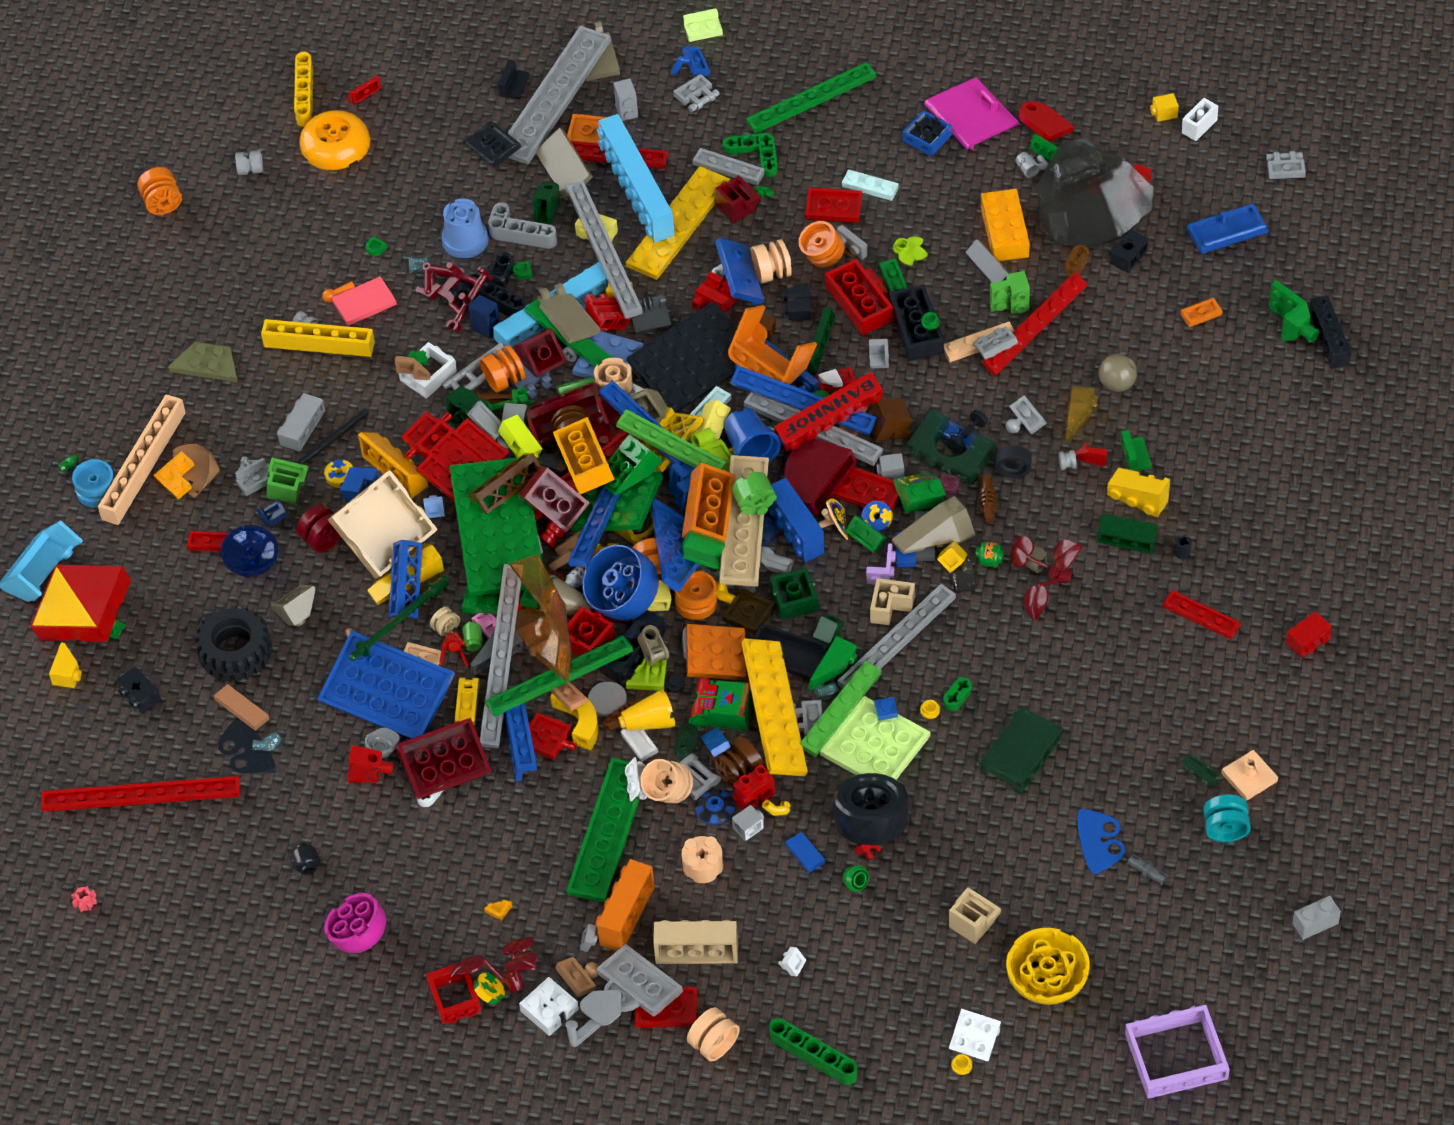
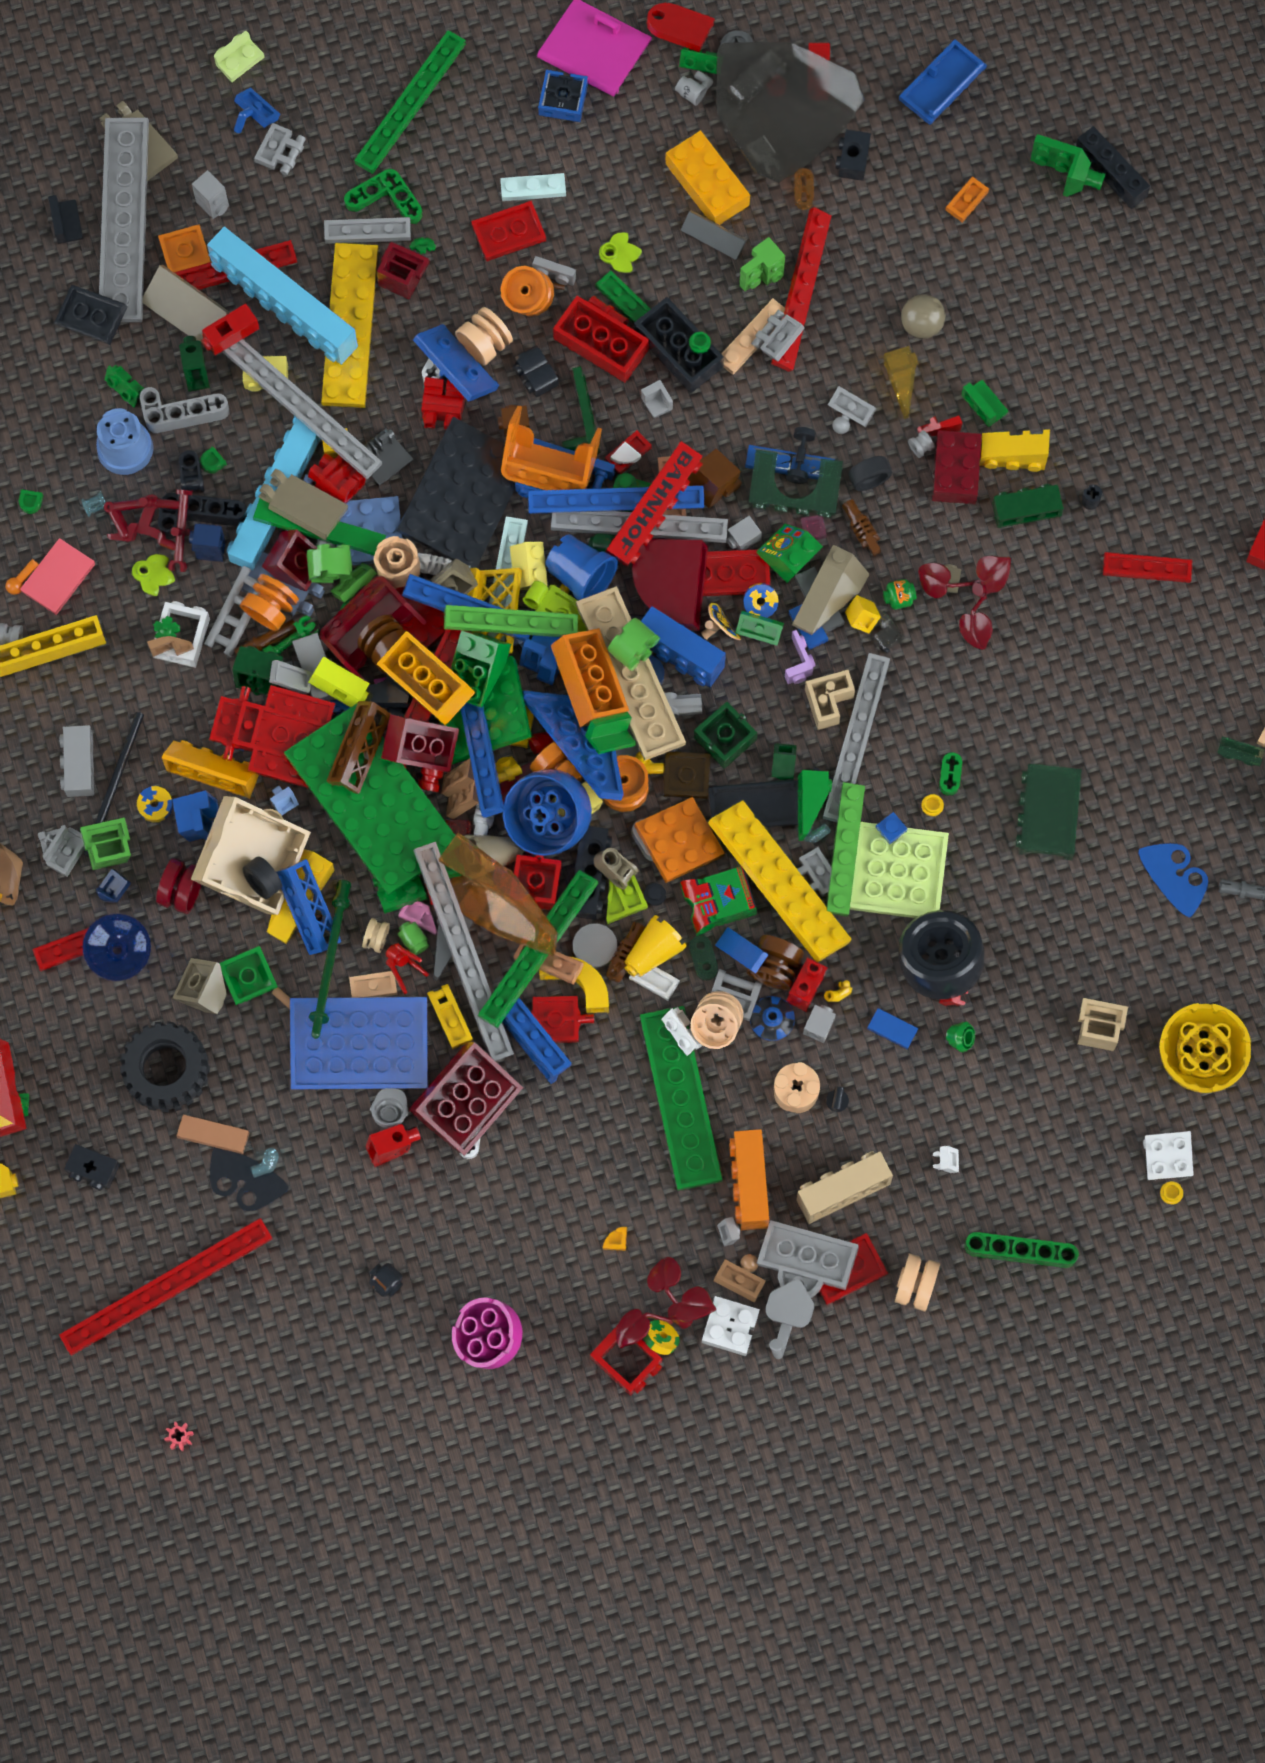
camera: 30 degrees left, 20 degrees up
(333, 609) = (248, 975): none -> green slope
(382, 542) = (262, 877): none -> black tyre
(435, 326) = (156, 574): none -> lime plate
(488, 196) = (118, 380): none -> green hinge
(562, 361) = (329, 563): none -> bright green brick
(582, 182) = (229, 329): none -> red brick
(731, 883) = (837, 1100): none -> black plate
(1085, 485) = (956, 467): none -> dark red brick

